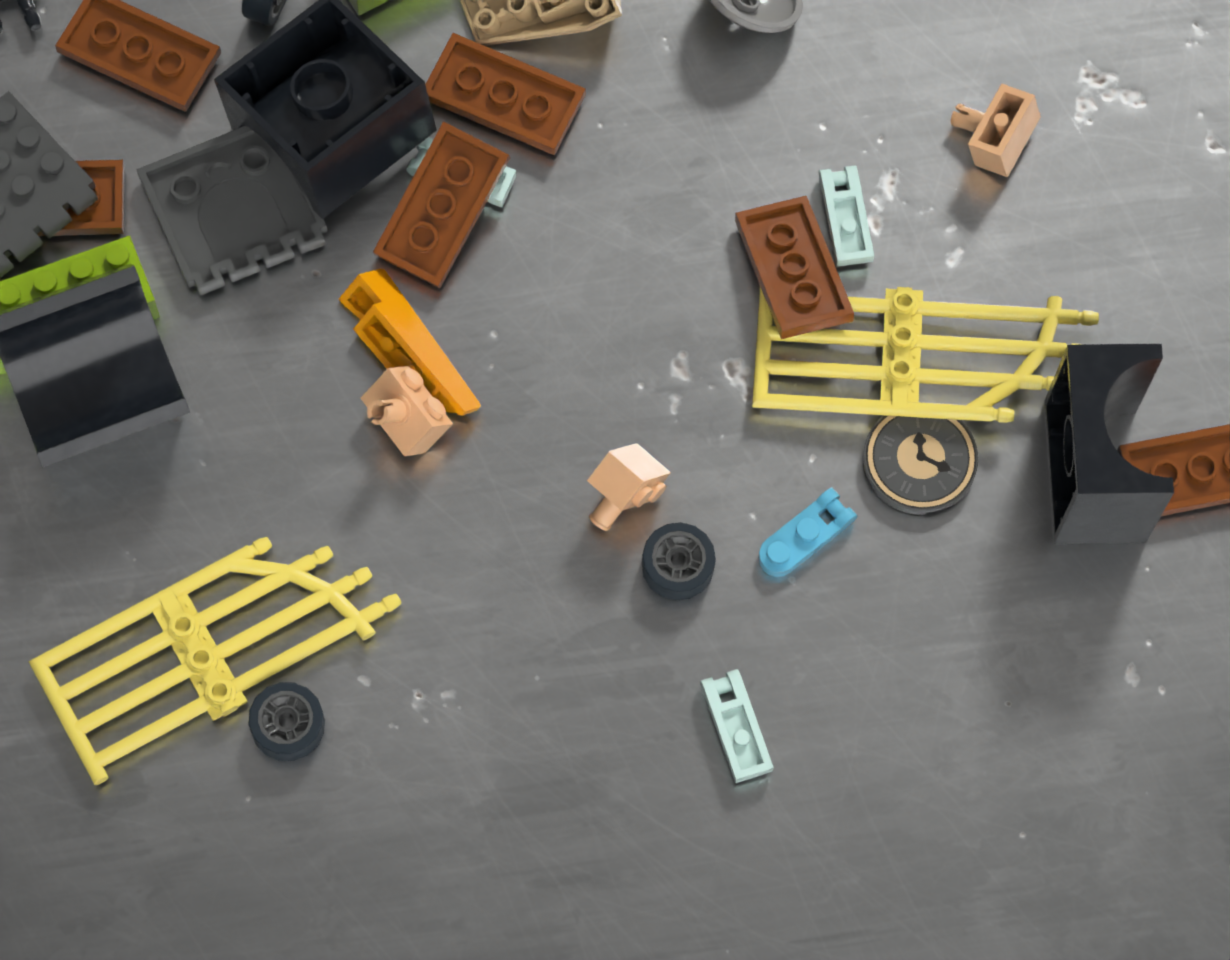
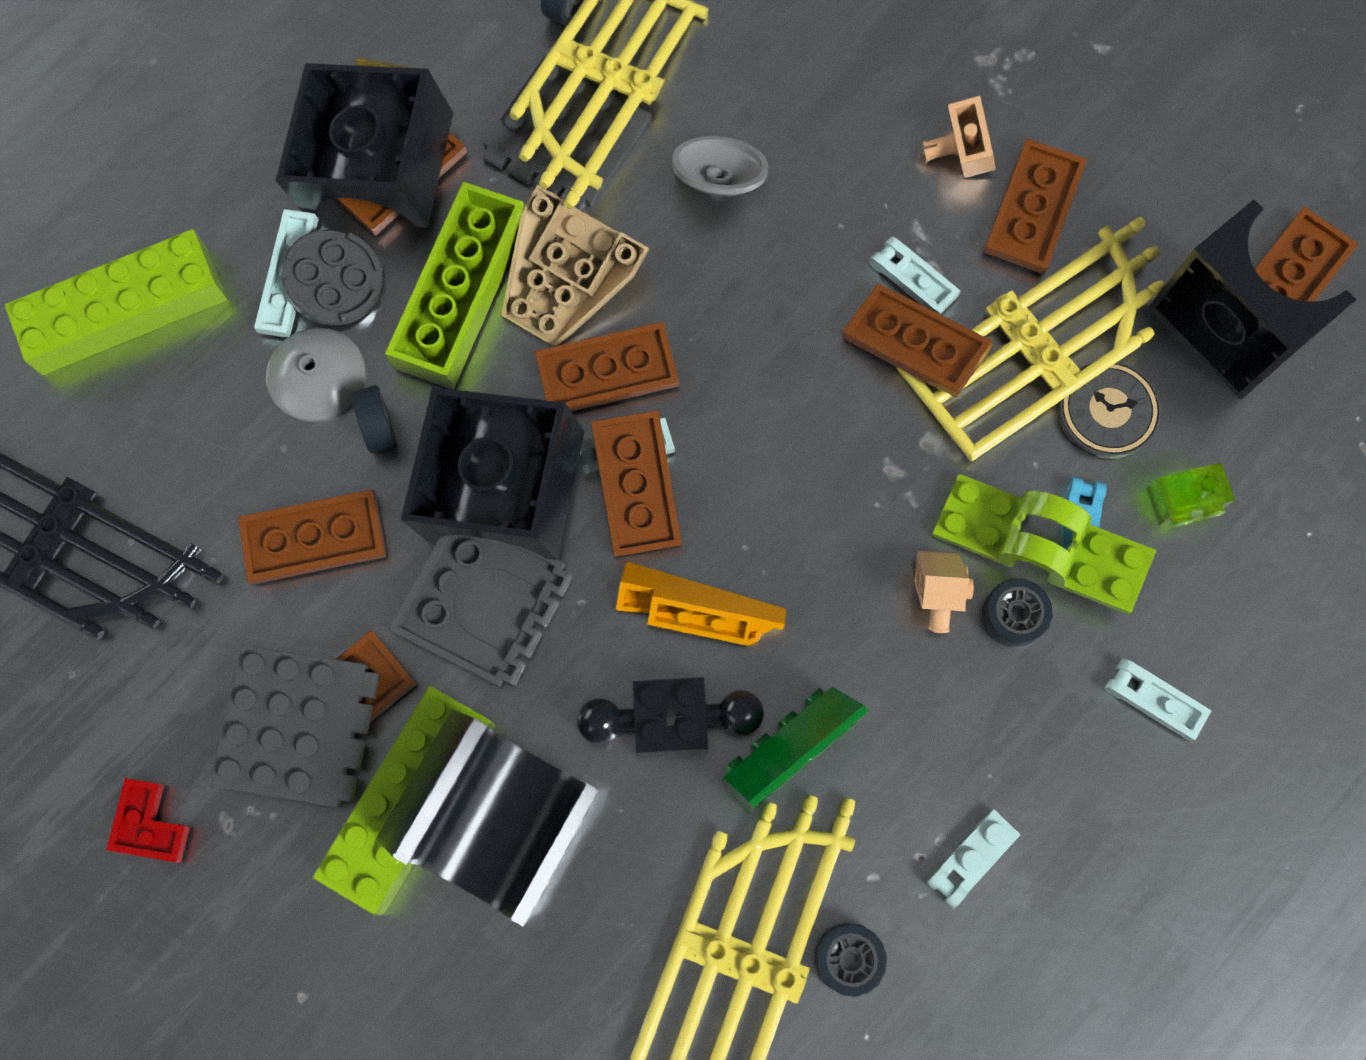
camera: 35 degrees left, 5 degrees up
(306, 438) = (602, 720): none -> black brick
(381, 518) = (792, 747): none -> green slope
(406, 410) = (740, 656): light nougat brick -> none
(461, 727) = (973, 857): none -> light aqua plate
(771, 561) = (1094, 566): none -> lime piece
(923, 581) = (1190, 494): none -> clear neon green brick
(1013, 234) = (1035, 206): none -> dark orange plate

